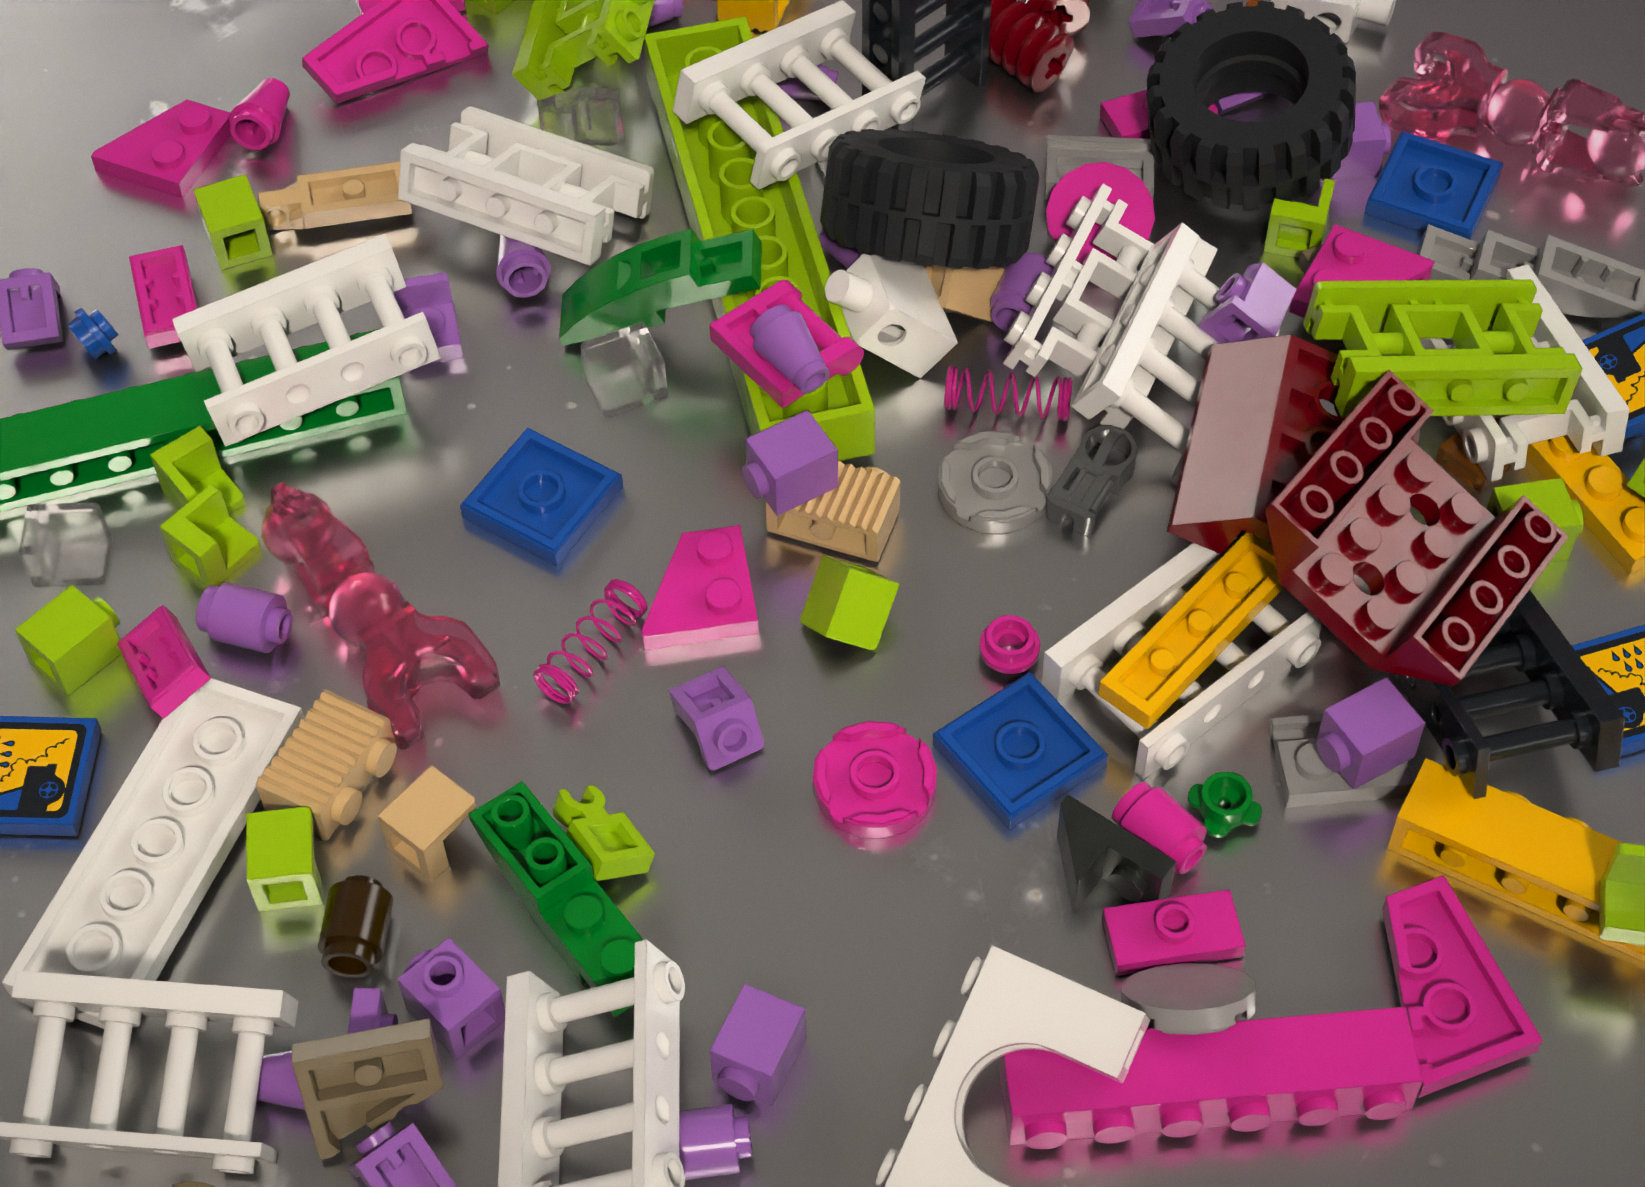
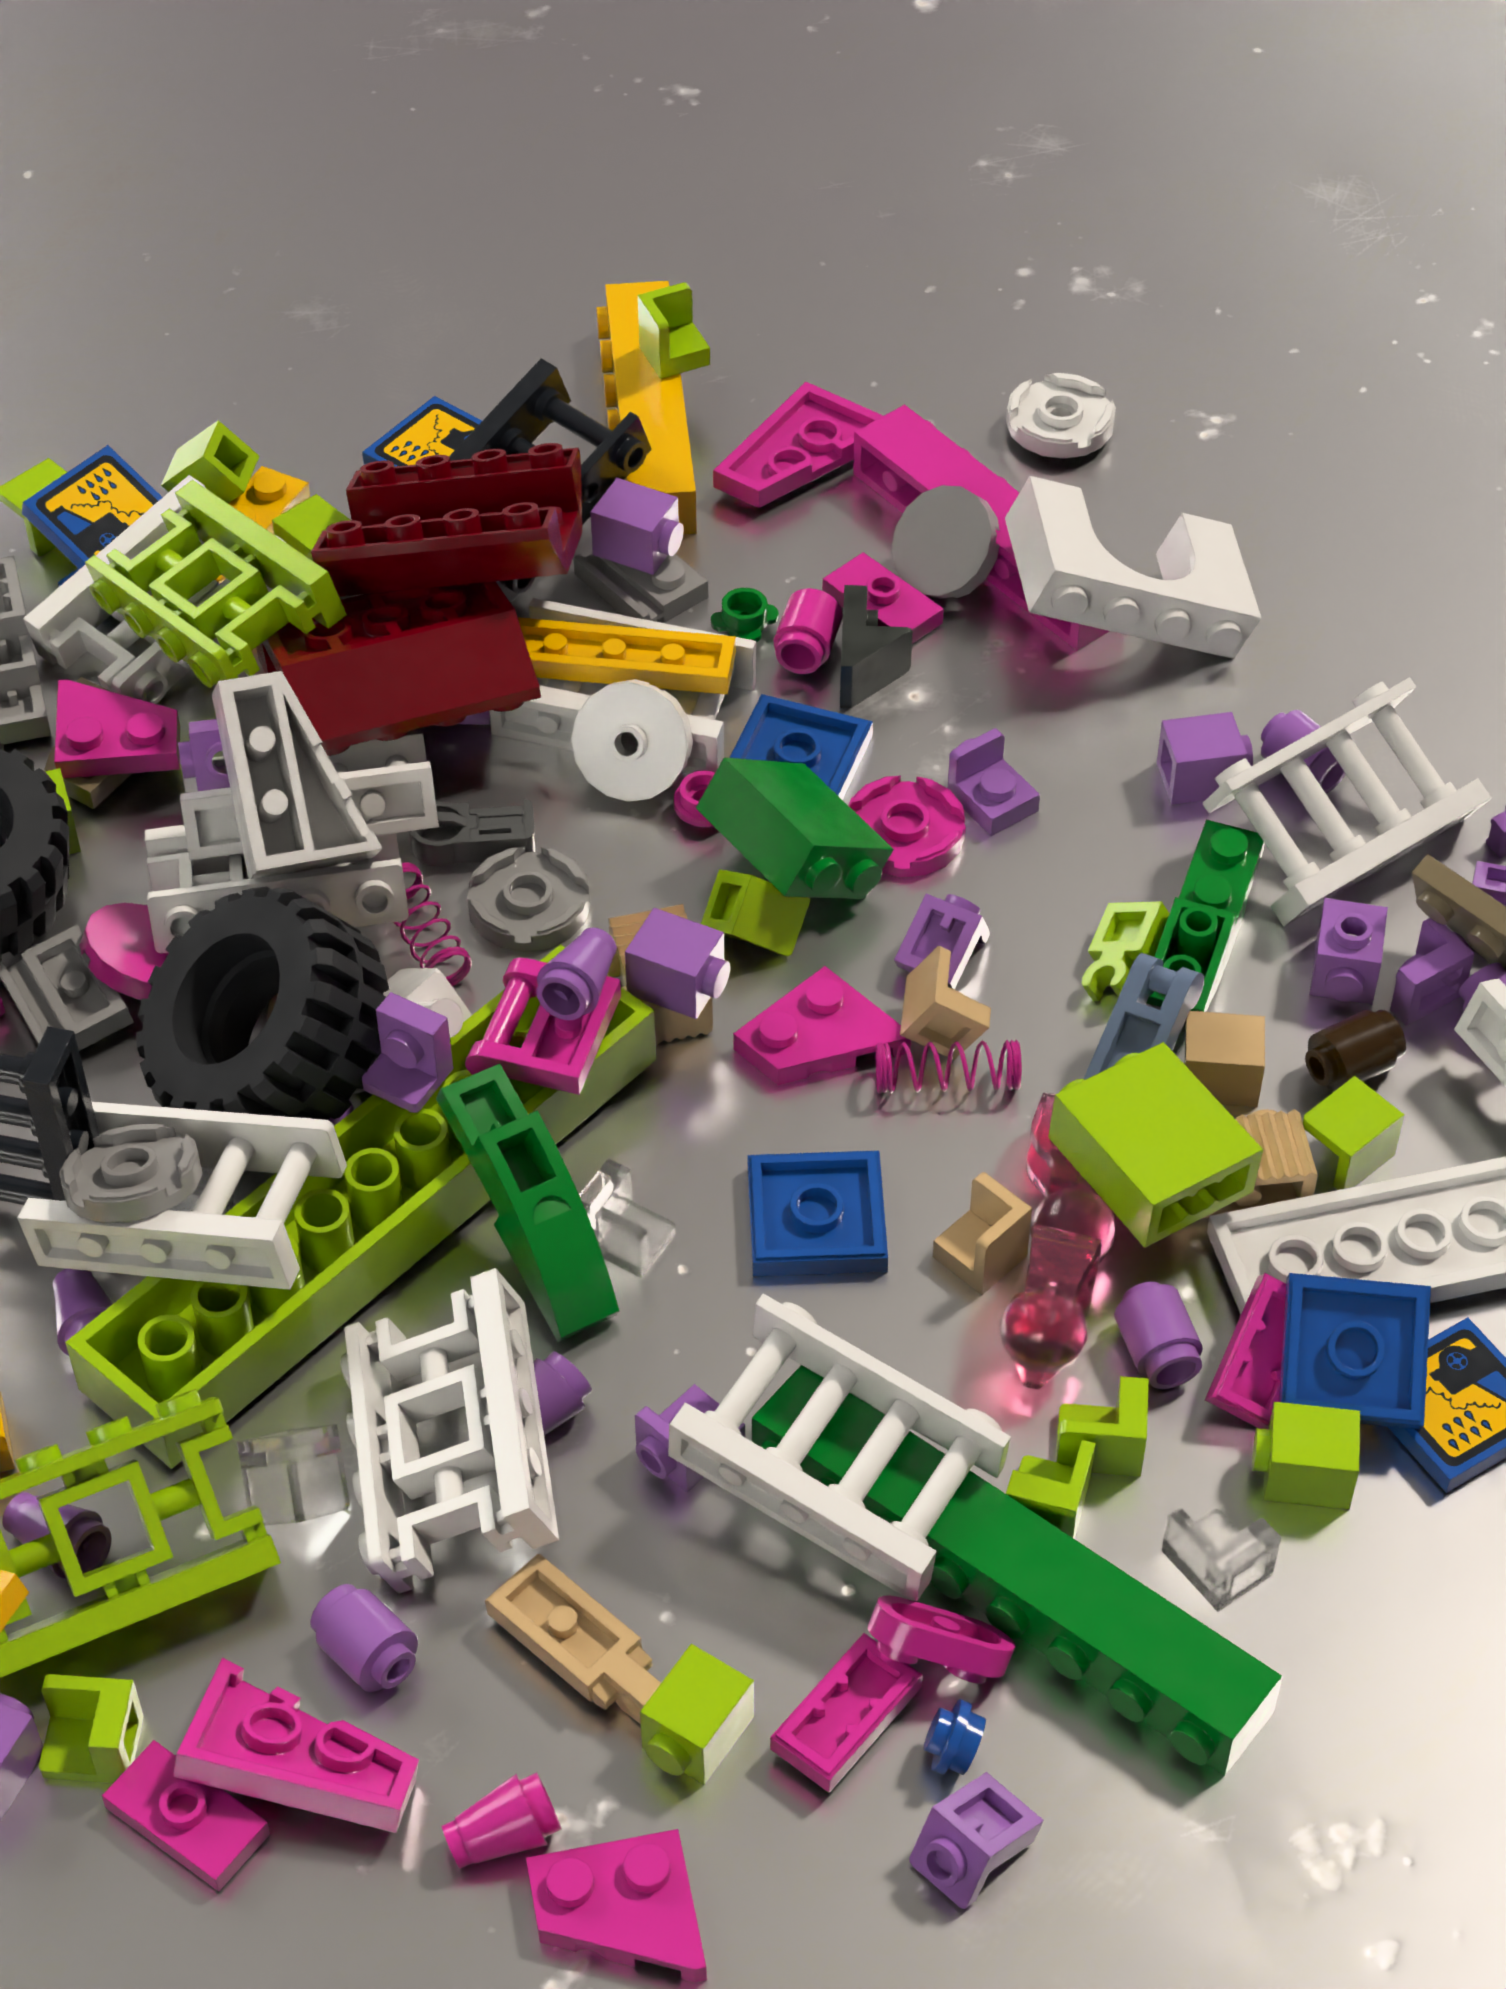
camera: 125 degrees left, 5 degrees down
(97, 694) = (1357, 1347): none -> blue tile
(149, 349) = (960, 1643): none -> dark pink plate
(357, 656) = (1154, 1143): none -> lime brick
(419, 568) = (986, 1238): none -> tan panel
(433, 103) = (364, 1638): none -> medium lavender brick
(479, 747) = (1139, 1027): none -> sand blue plate
(640, 660) = (939, 1012): none -> tan panel
(814, 242) = (412, 1055): none -> medium lavender bracket
(821, 53) = (131, 1173): none -> light grey tile
(864, 865) = (988, 784): none -> medium lavender bracket
(892, 649) = (794, 829): none -> green brick
(1089, 595) = (656, 723): none -> white plate
(1125, 255) = (282, 783): none -> white wedge

